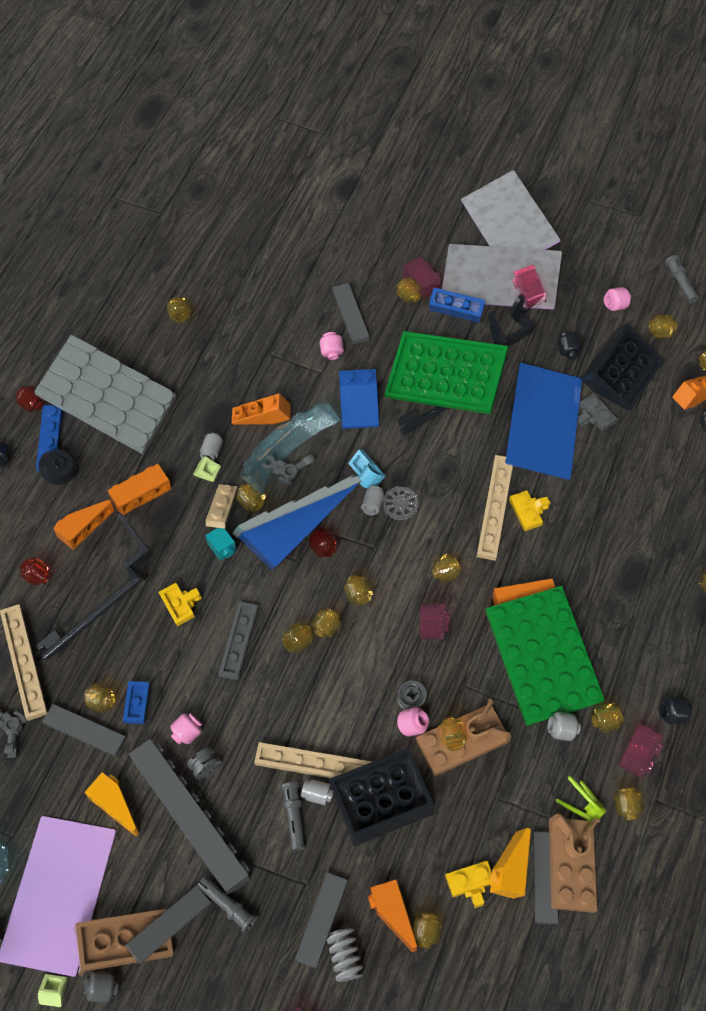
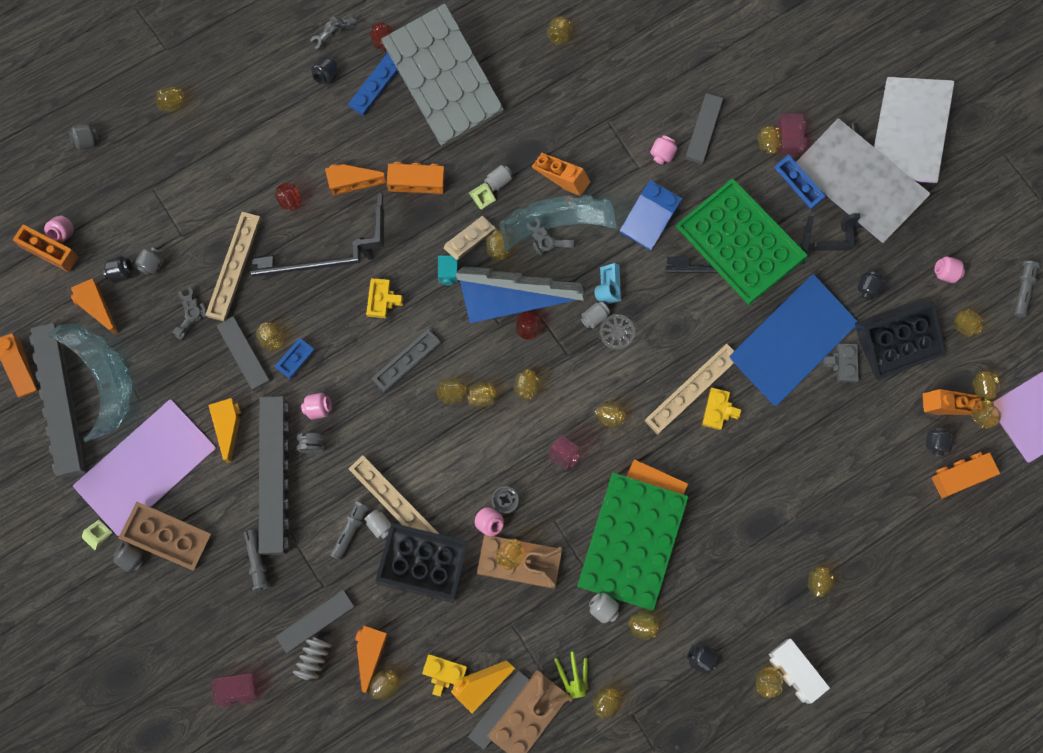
camera: 30 degrees right, 15 degrees up
(57, 466) = (364, 114): black cone -> none
(167, 925) = (203, 547): dark grey tile -> none
(530, 286) = (875, 208): clear pink brick -> none
(641, 751) = (649, 670): clear pink brick -> none

